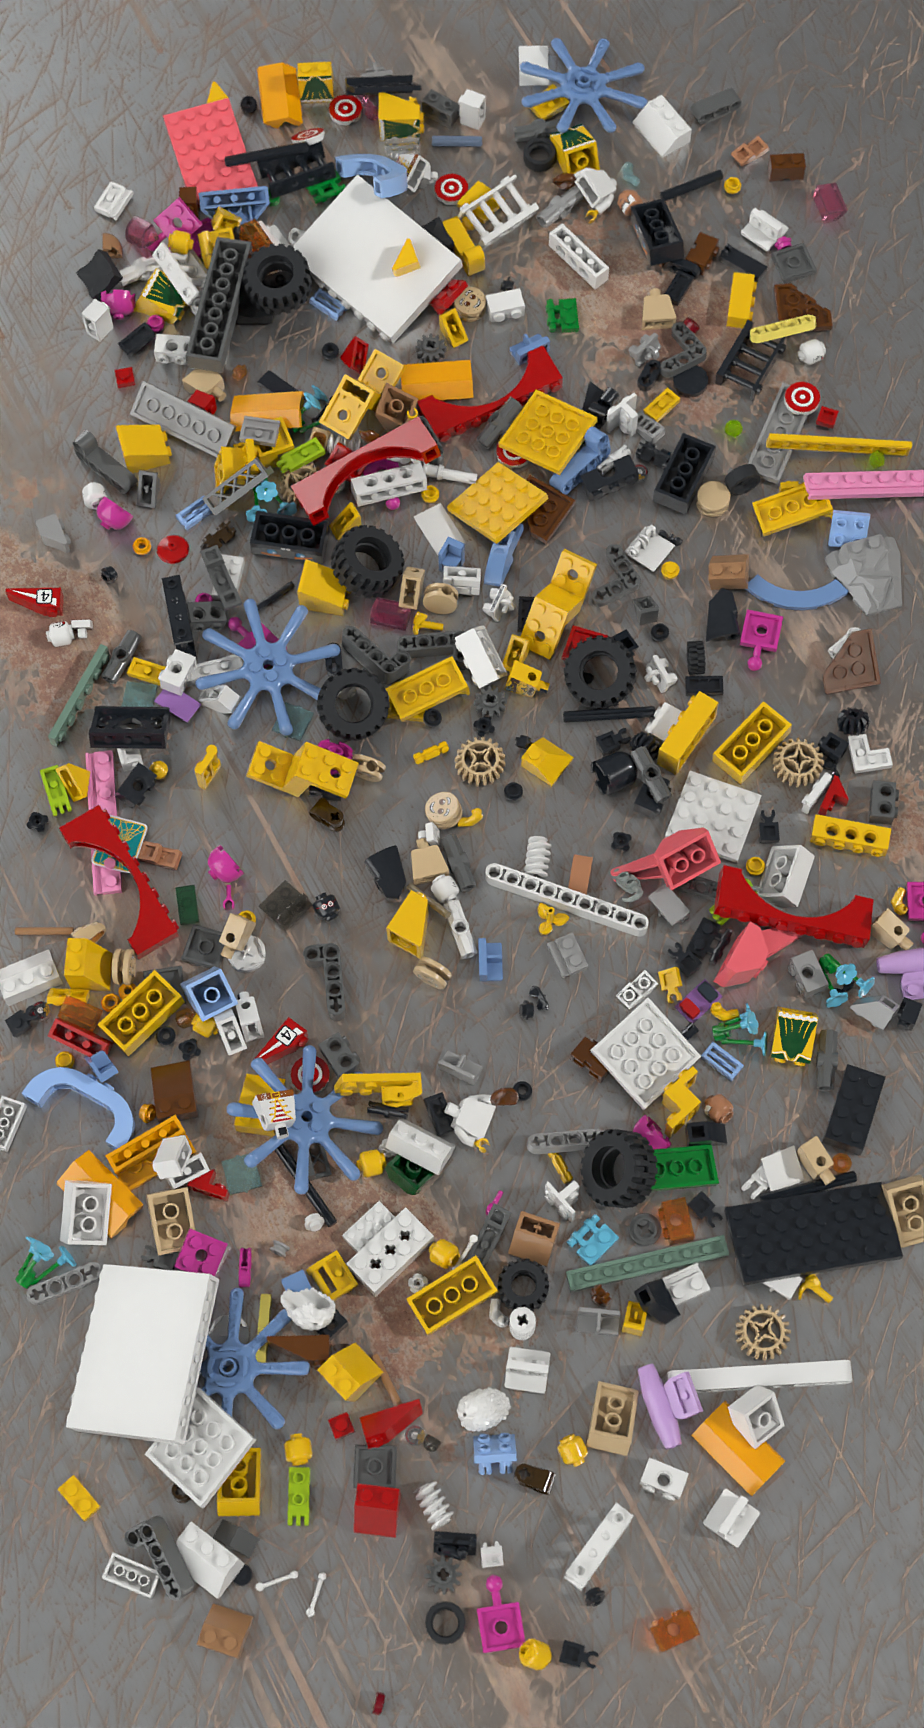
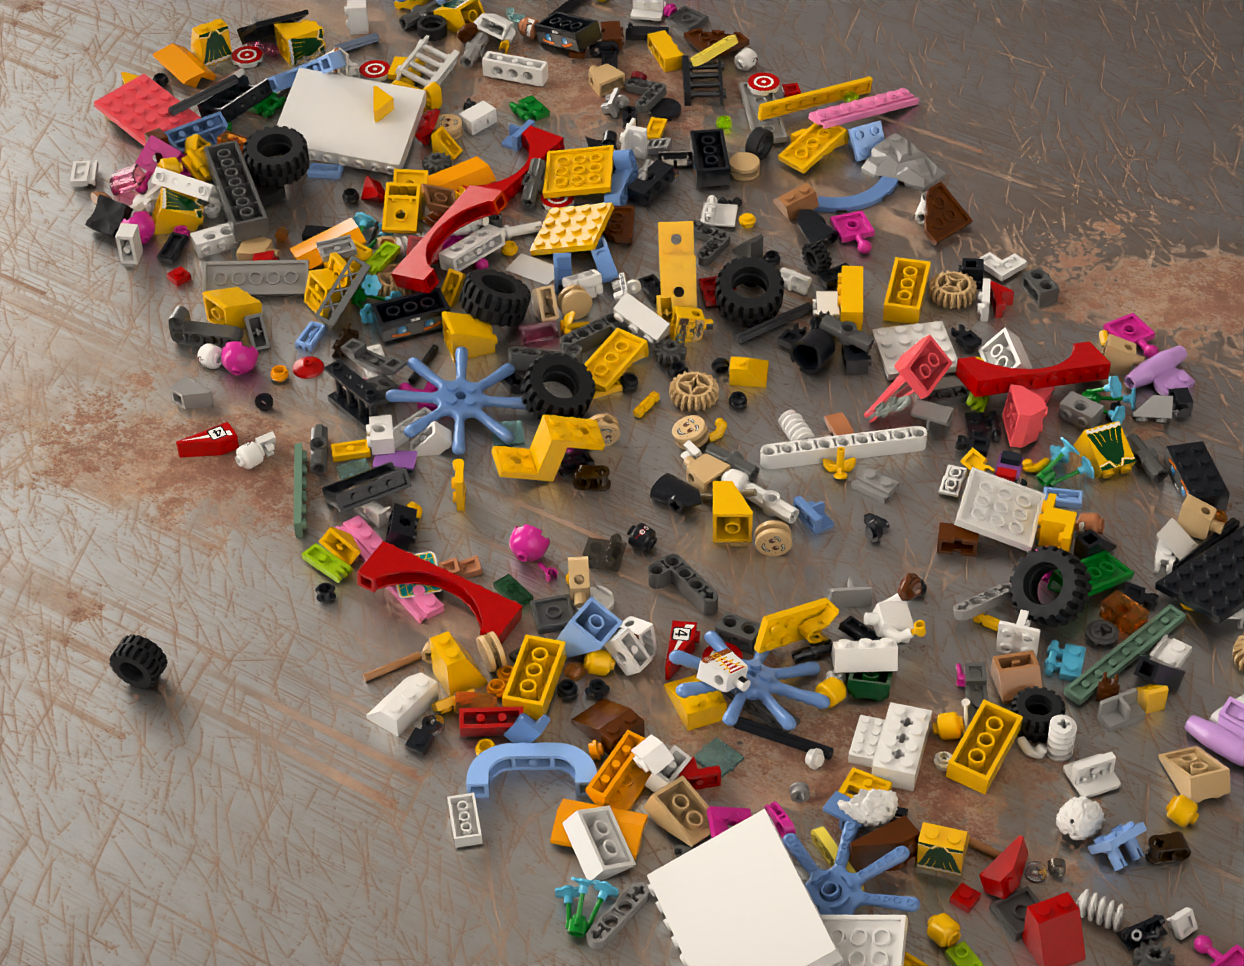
camera: 30 degrees left, 25 degrees down
(440, 108) = (328, 24): dark grey brick -> none
(626, 838) = (855, 394): black plate -> none
(853, 721) = (973, 247): black gear -> none
(858, 830) = (1034, 315): yellow brick -> none

